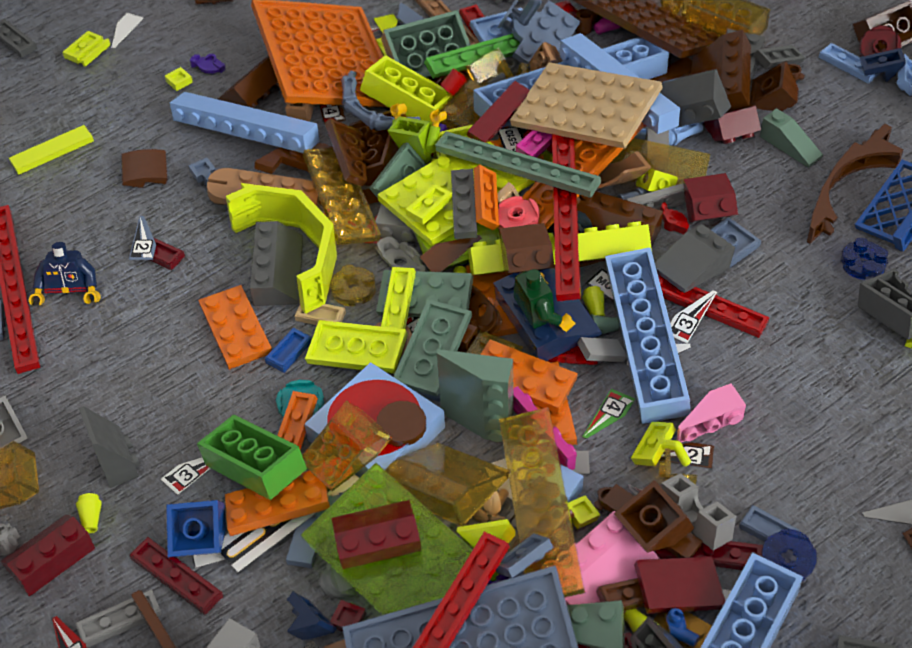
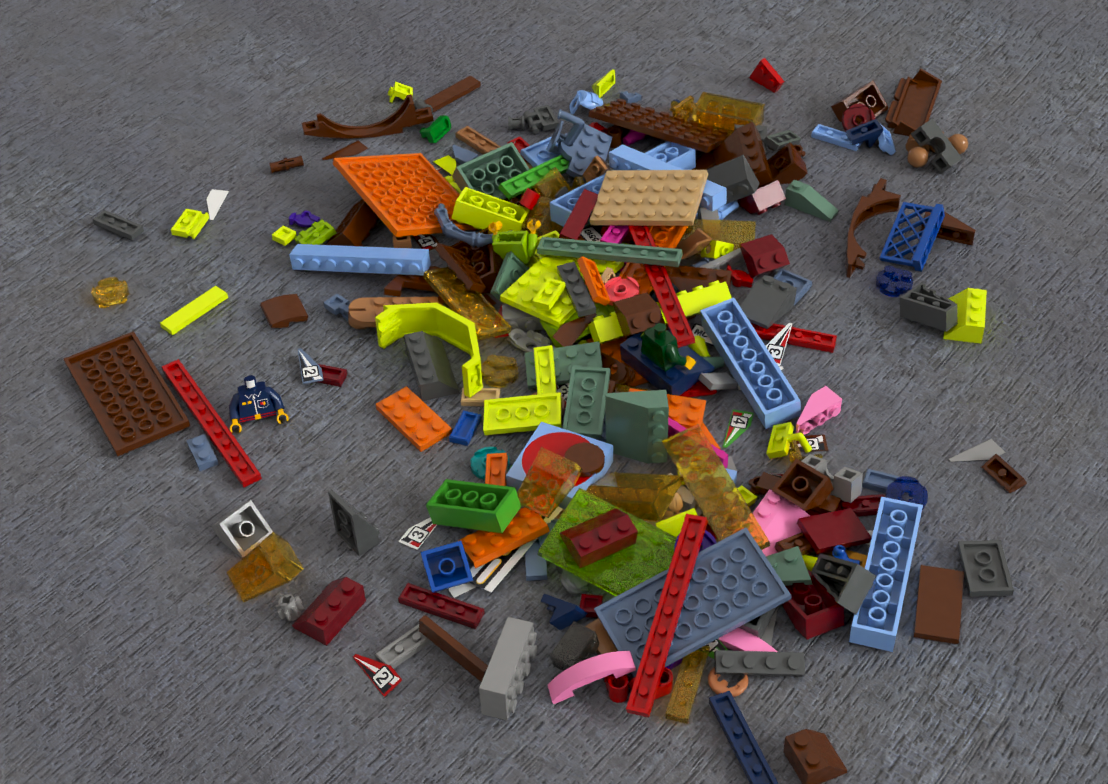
camera: 15 degrees left, 5 degrees down
(89, 511) = (351, 569): neon yellow cone -> none
(211, 84) = (316, 234): none -> lime plate
(523, 555) = (718, 526): sand blue plate -> none

